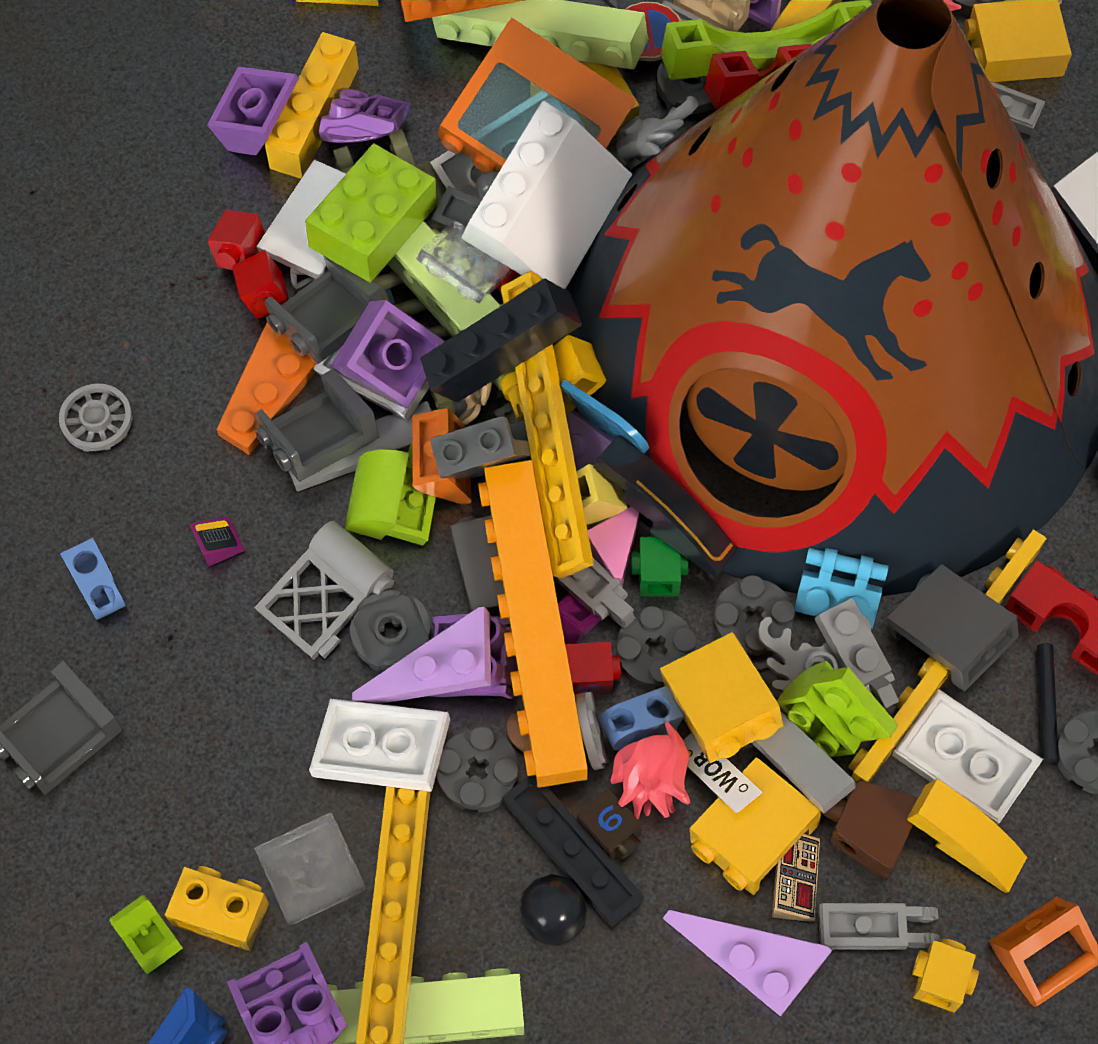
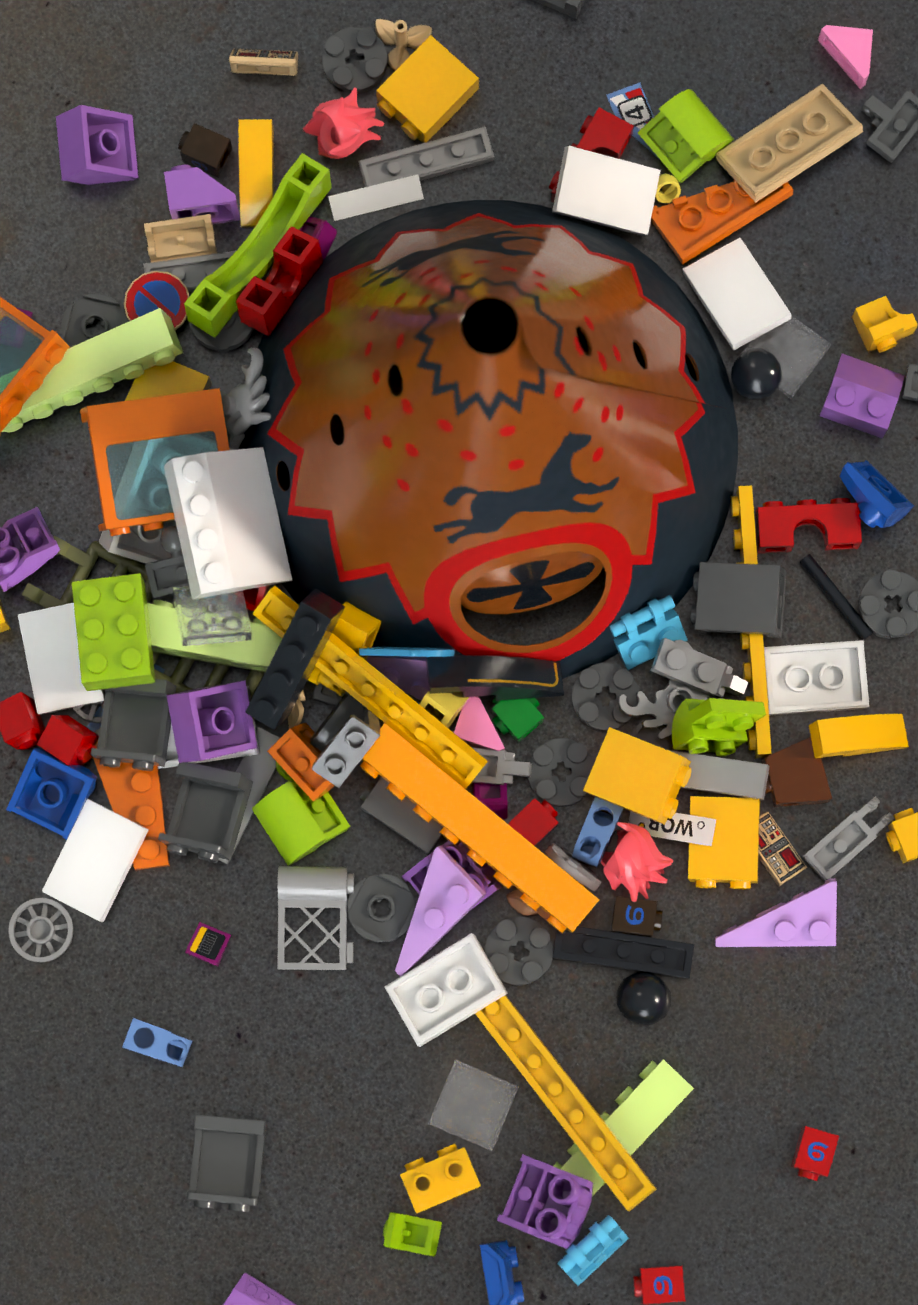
camera: 40 degrees left, 15 degrees up
(190, 395) = (95, 860): none -> white tile
(209, 314) = (52, 792): none -> blue slope

